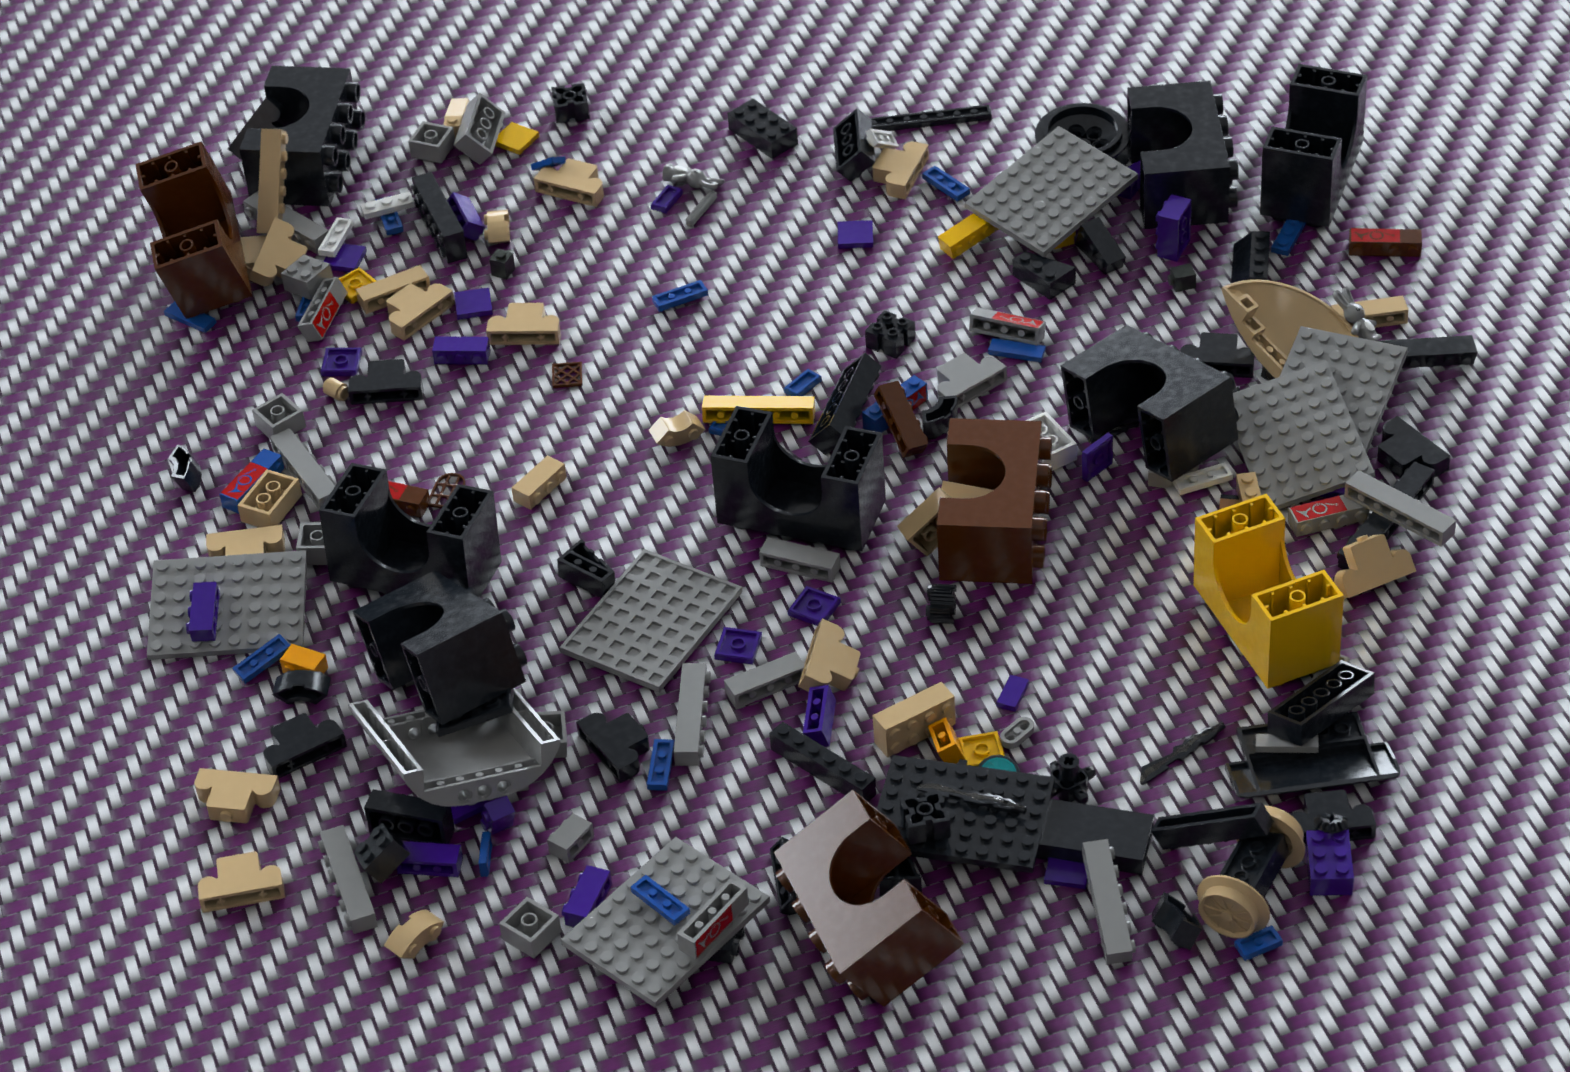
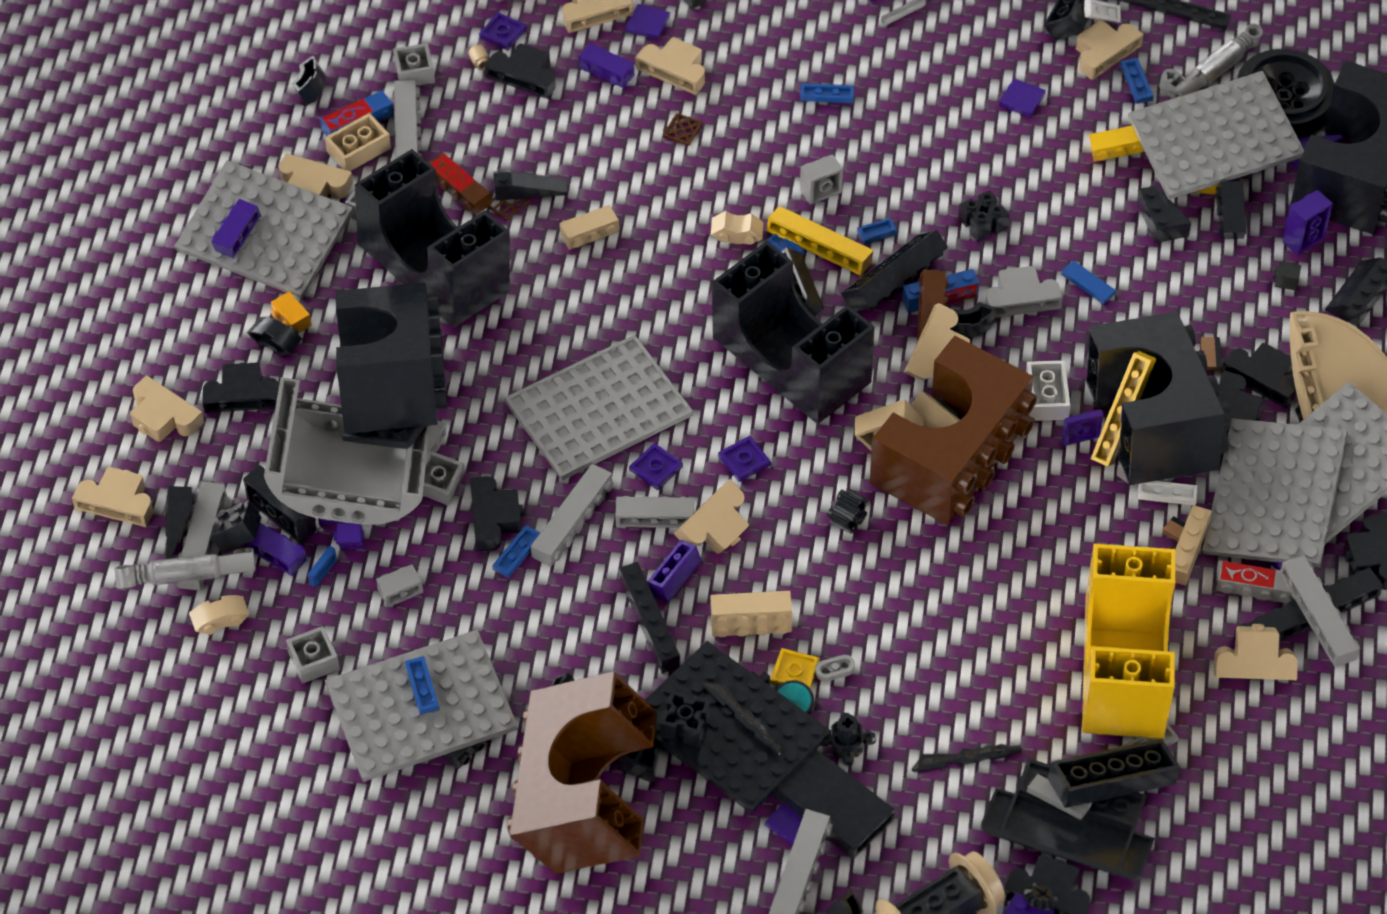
camera: 25 degrees right, 10 degrees up
(261, 659) = (259, 293): blue plate -> none
(312, 868) = (177, 511): none -> black wedge
(359, 906) = (186, 568): none -> piece
(448, 474) = (522, 185): none -> black wedge
(585, 569) = (571, 332): black wedge -> none
(587, 895) = (379, 646): dark purple brick -> none
(712, 918) = (449, 726): light grey brick -> none
(727, 360) = (821, 179): none -> light grey brick
(799, 559) = (759, 407): light grey brick -> none
(924, 444) = (932, 342): none -> tan brick
(946, 741) = (765, 648): light orange brick -> none
(981, 172) = (1211, 68): none -> light grey piece
(1007, 326) = (1093, 255): light grey brick -> none
(1012, 693) = (858, 626): dark purple tile -> none
(1129, 421) = (1129, 390): none -> yellow brick
(1212, 826) = (928, 849): black brick -> none

